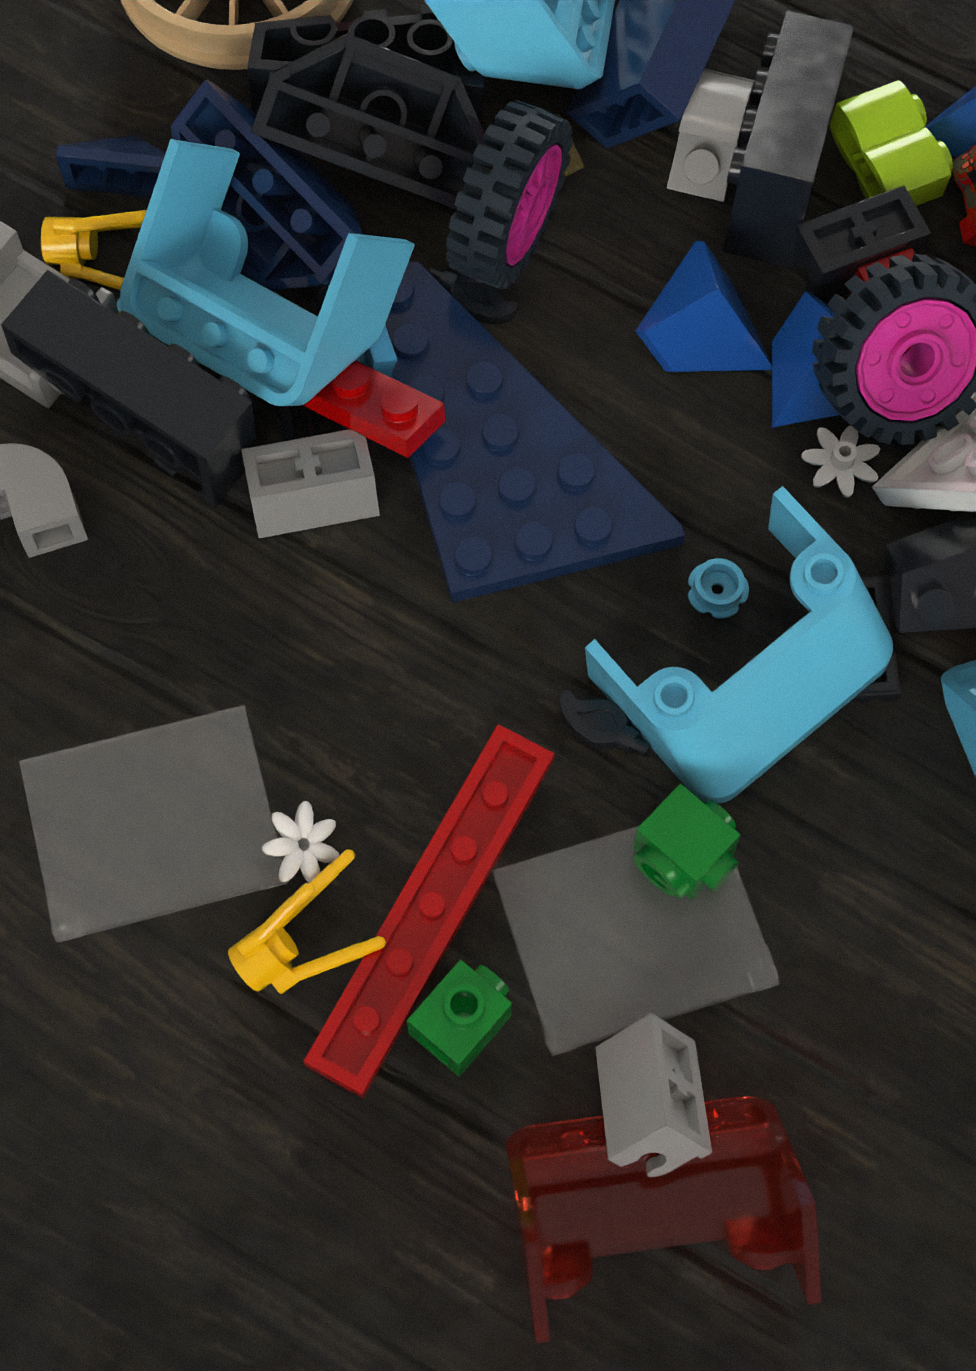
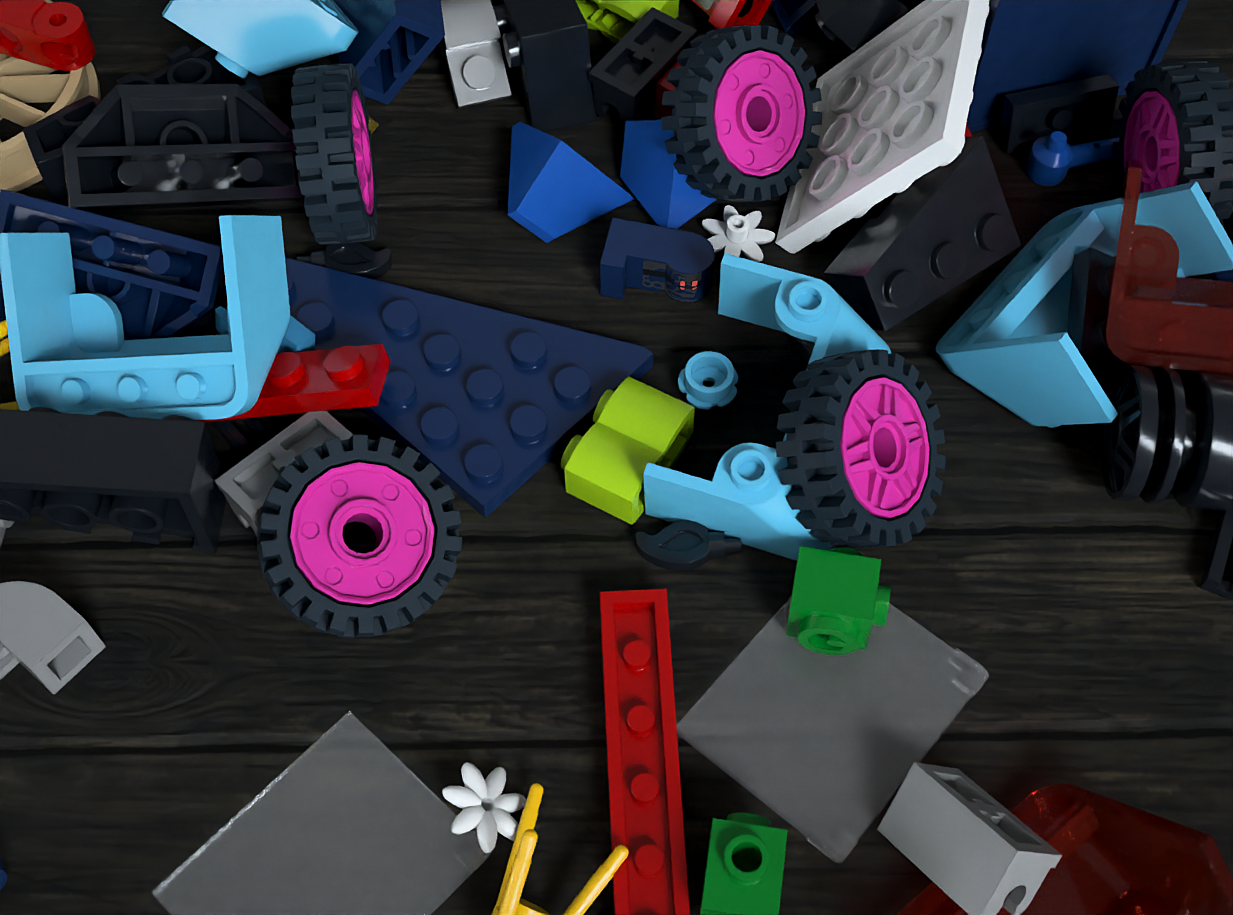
camera: 30 degrees left, 10 degrees down
(339, 617) = (370, 484): none -> wheel
(616, 604) = (629, 431): none -> lime brick
(743, 445) = (655, 261): none -> dark blue leg
(790, 731) = (861, 449): none -> black wheel

